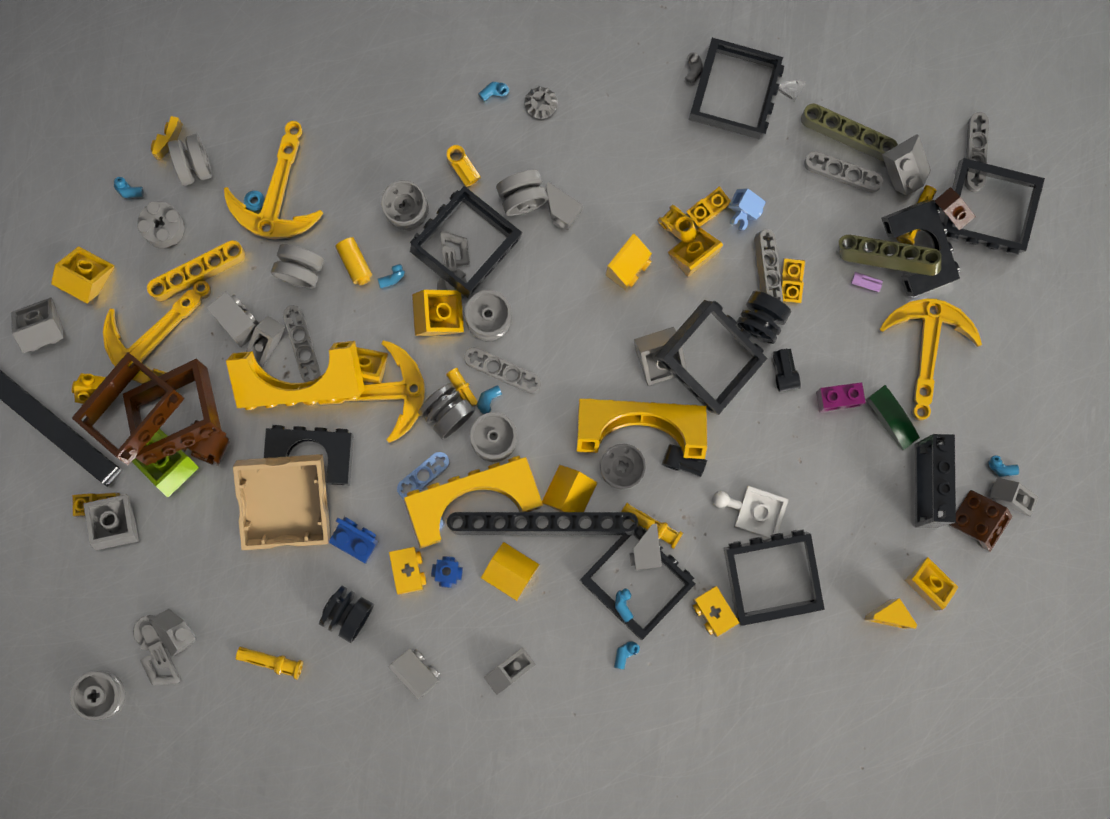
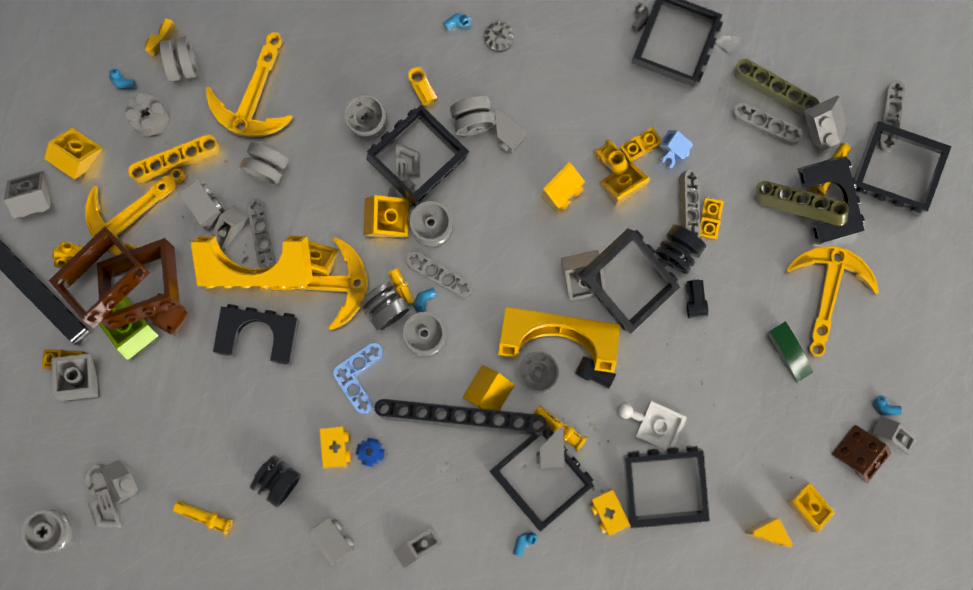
camera: 15 degrees right, 0 degrees up
(256, 206) = (232, 106): dark azure plate -> none
(282, 501) = (228, 374): tan tile -> none
(352, 540) = (289, 416): blue bracket -> none
(353, 261) = (315, 163): yellow brick -> none
(392, 279) = (350, 182): dark azure arm -> none
(509, 479) = (436, 374): yellow arch -> none
(509, 571) = (427, 456): yellow slope -> none
(621, 604) = (524, 494): dark azure arm -> none
(840, 397) = (744, 328): magenta brick -> none
(866, 282) = (778, 225): lavender piece -> none
(935, 481) = (822, 414): black window -> none
(955, 208) = (865, 166): reddish brown brick -> none

